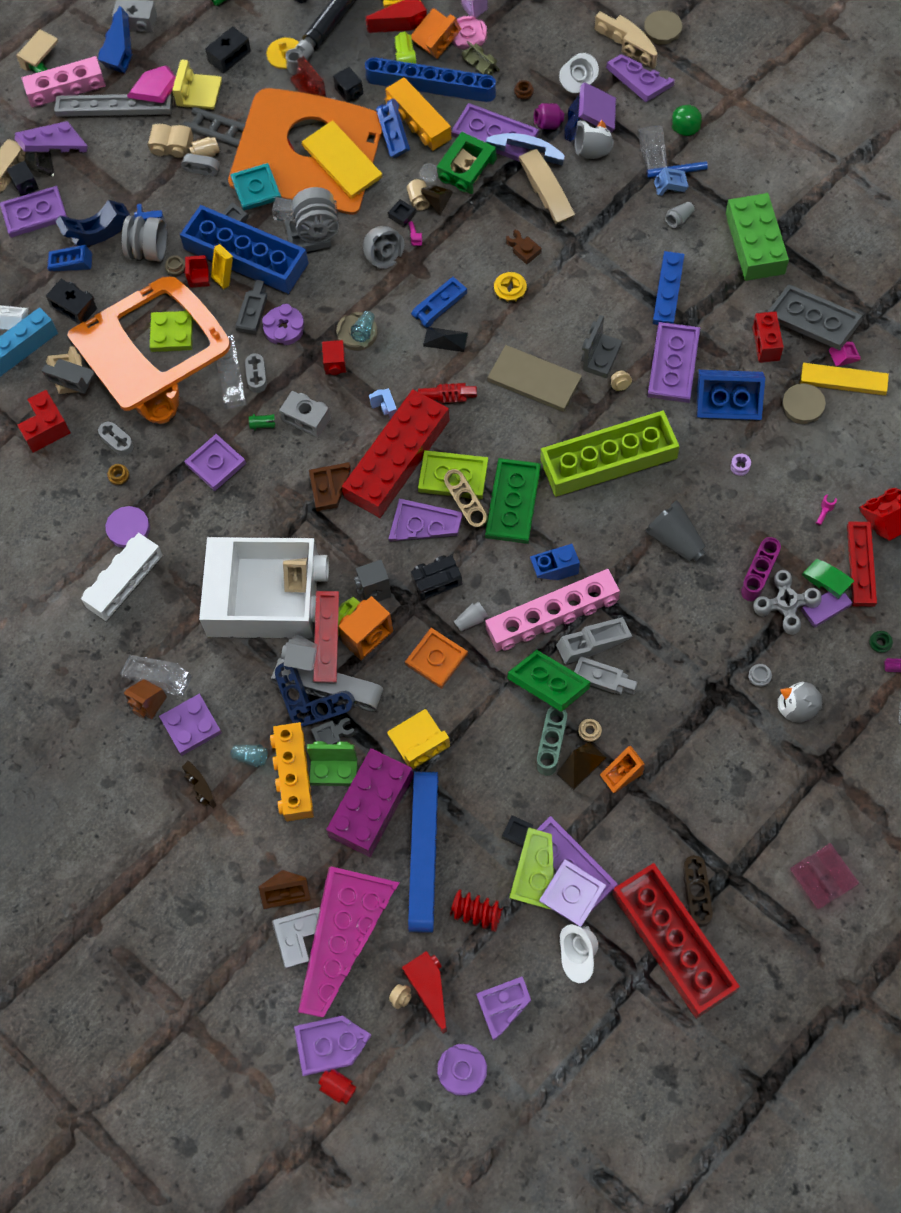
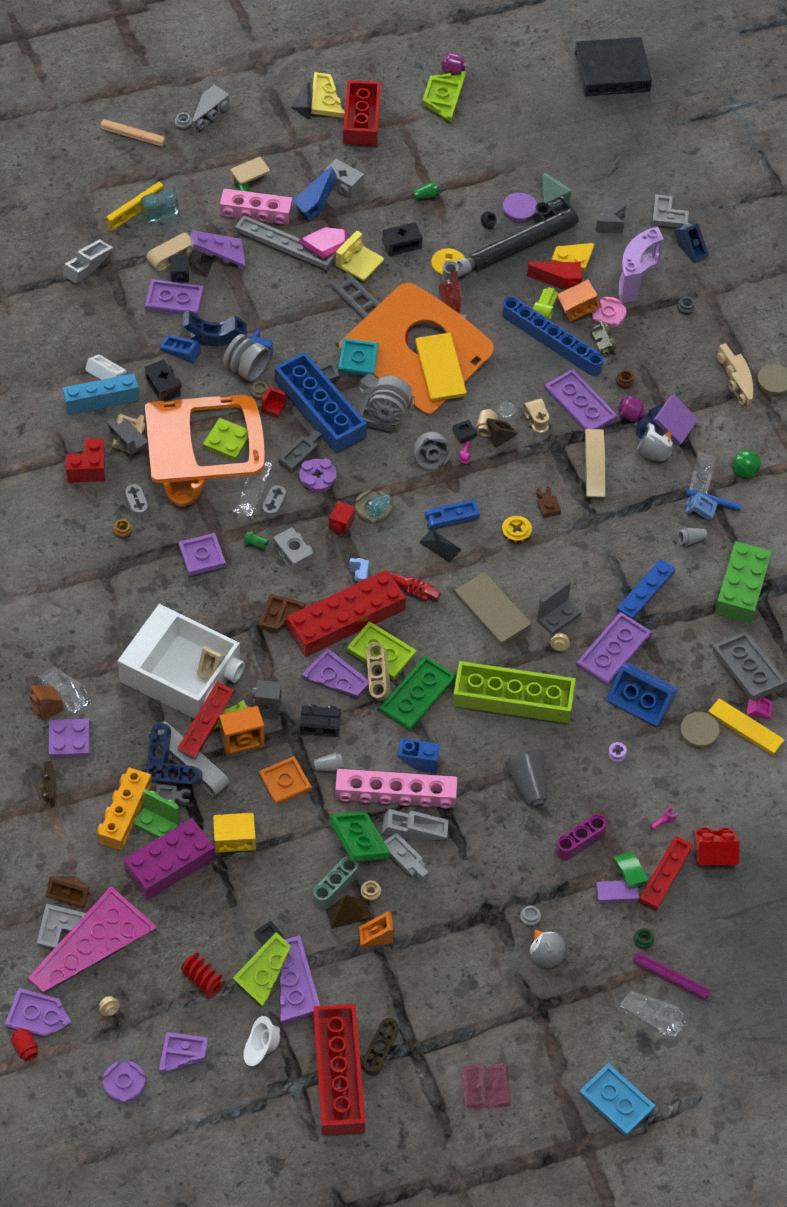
camera: 20 degrees right, 10 degrees down
(121, 576) = (80, 604): white brick -> none
(126, 524) = (106, 571): medium lavender tile -> none
(170, 140) = (313, 290): tan brick -> none
(200, 164) = (326, 320): light grey beam -> none
(205, 147) = (336, 309): tan brick -> none
(221, 266) = (293, 407): yellow tile -> none
(250, 754) = (102, 782): clear light blue cone -> none
(299, 653) = (177, 720): light grey slope -> none
(348, 84) = (482, 310): black brick -> none
(393, 128) = (496, 361): blue plate -> none
(419, 114) = (524, 359): light orange brick -> none
(423, 852) = (188, 914): blue beam -> none
(426, 980) = (135, 1008): red slope -> none
(481, 150) = (529, 428): green panel -> none
(551, 155) = (578, 411): slope -> none
(572, 893) = (281, 996): plate -> none
(577, 71) = (679, 382): white piece -> none
(639, 80) = (726, 412): medium lavender wing -> none
(767, 337) = (701, 664): red brick -> none
(794, 599) = (586, 871): light grey gear -> none

